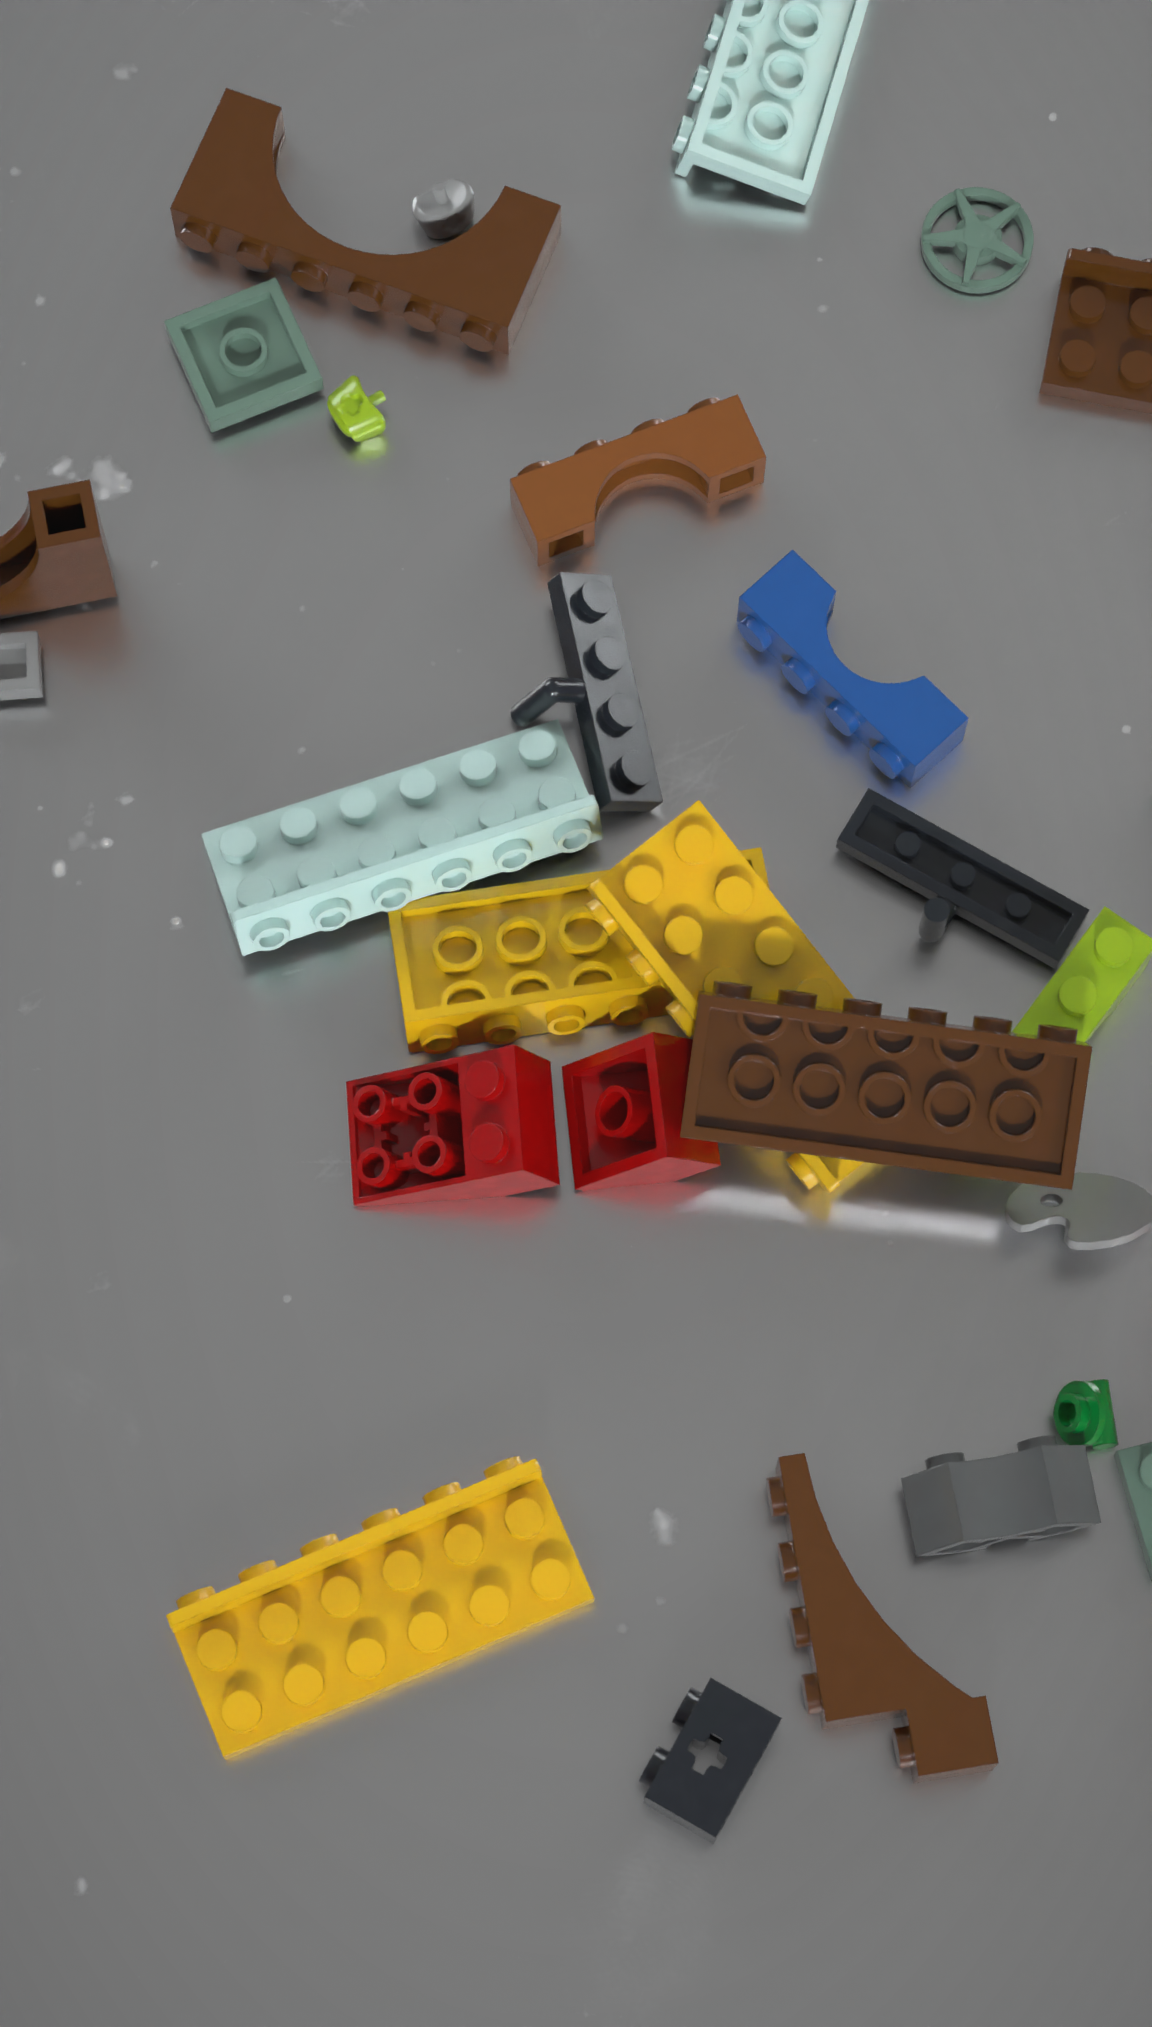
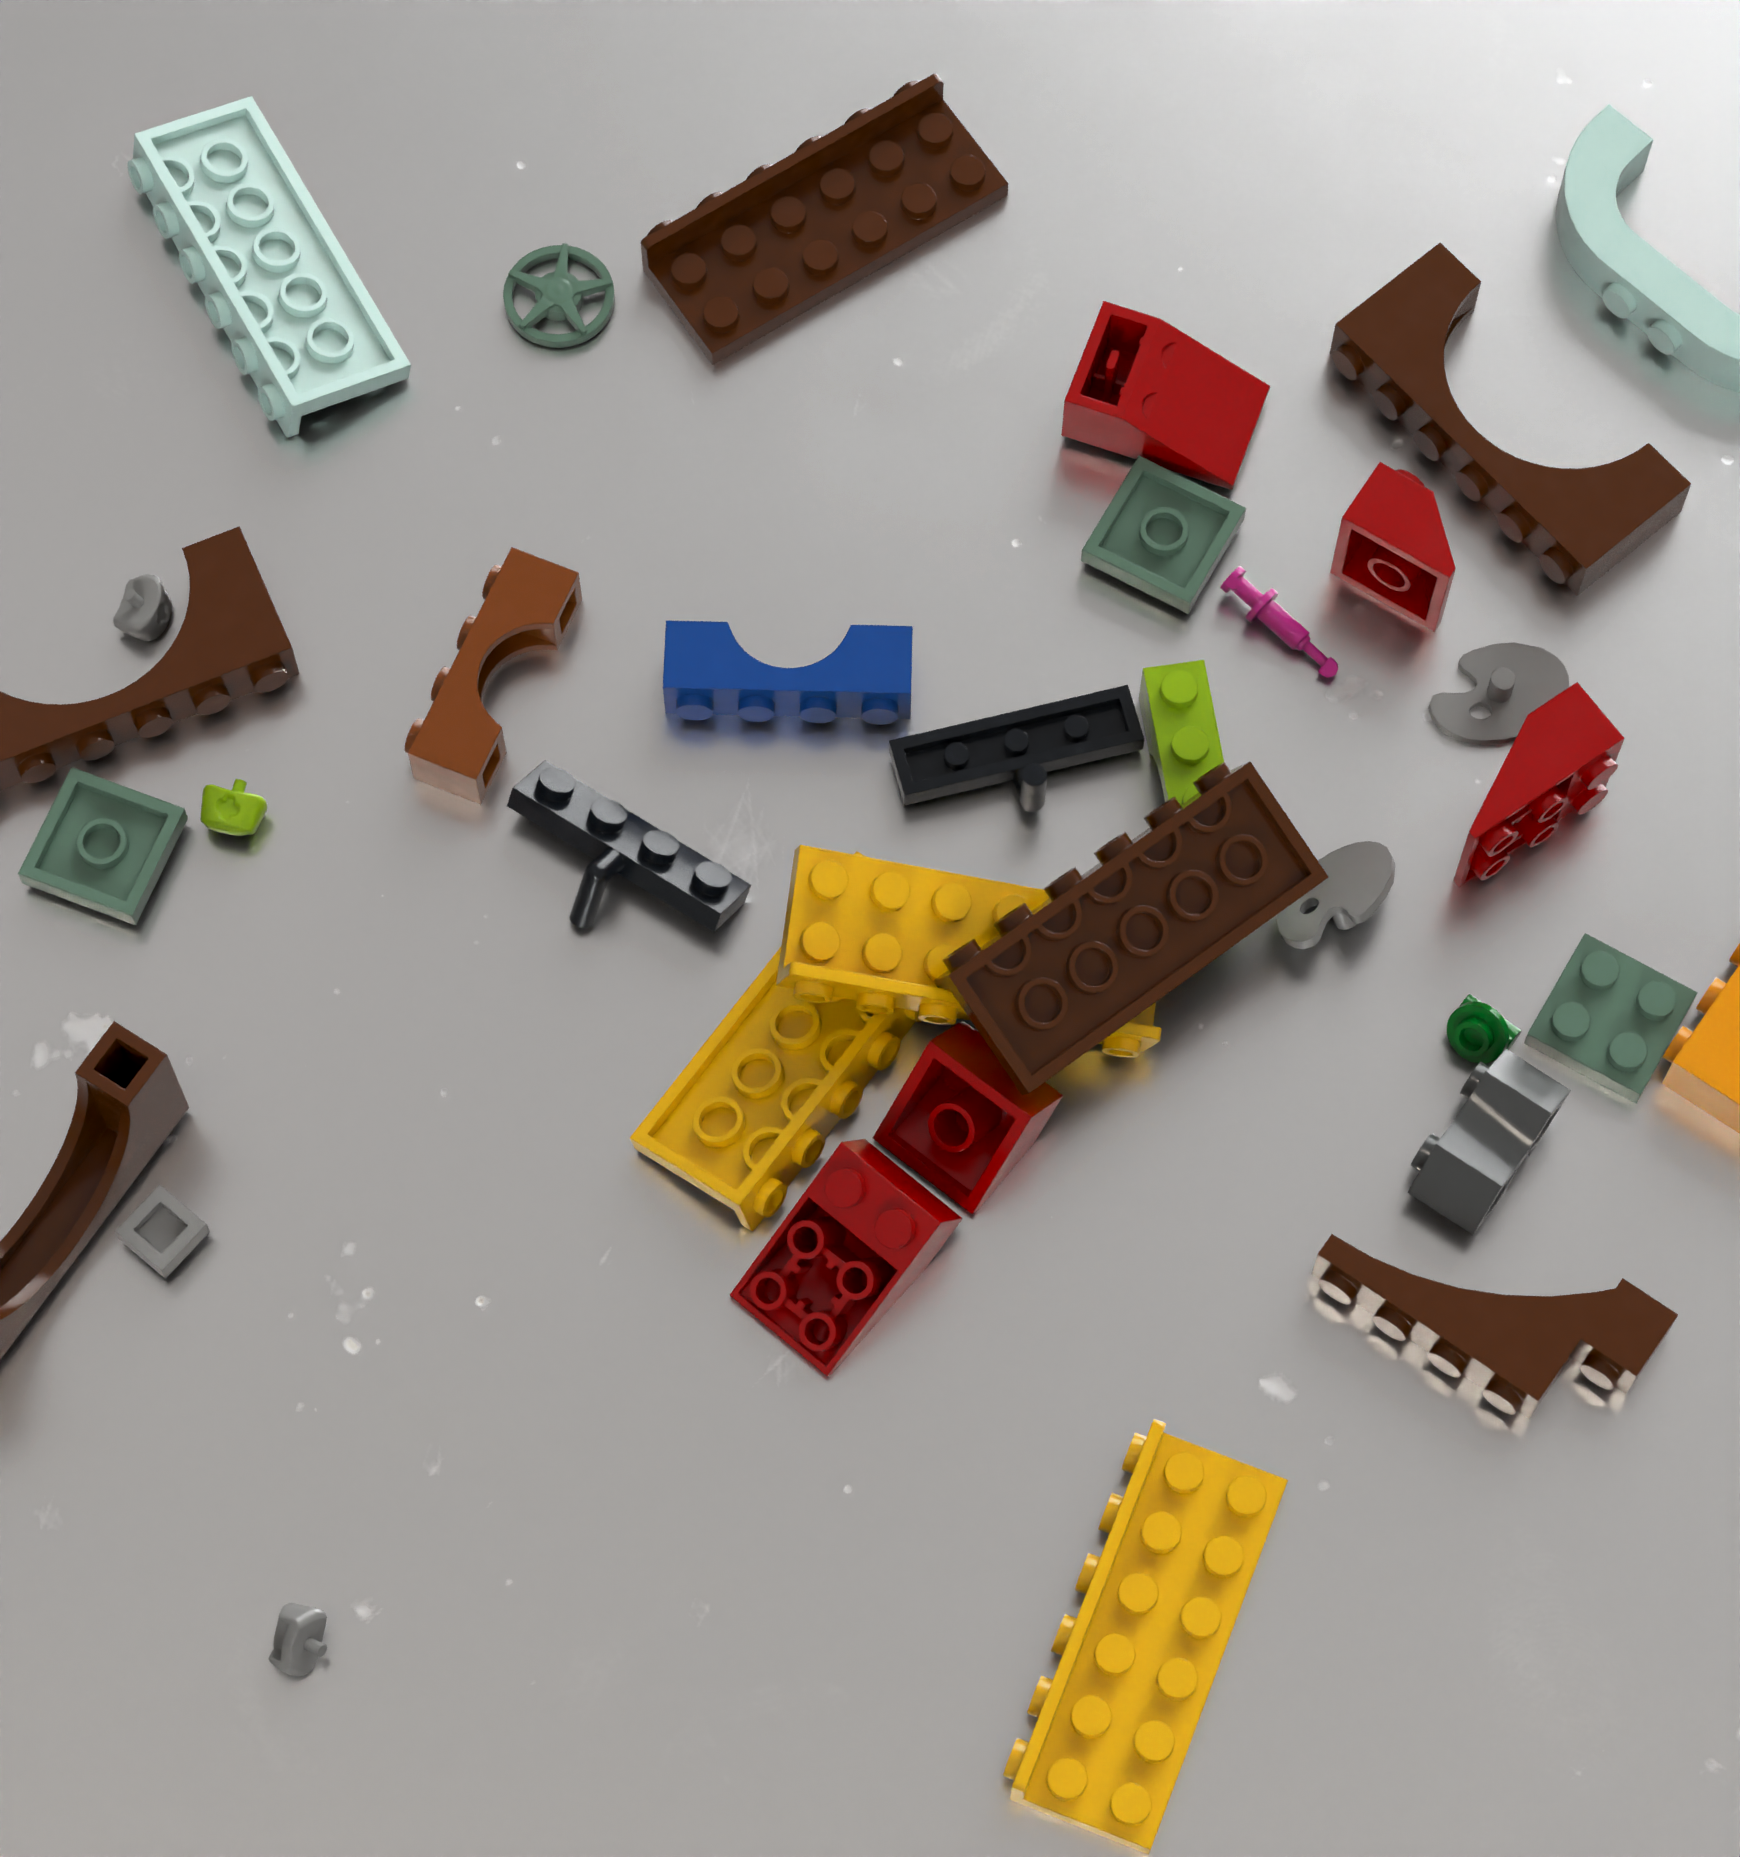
camera: 45 degrees left, 5 degrees down
(402, 837) = (590, 1083): light aqua bracket -> none
(707, 1800) = (1489, 1473): black brick -> none

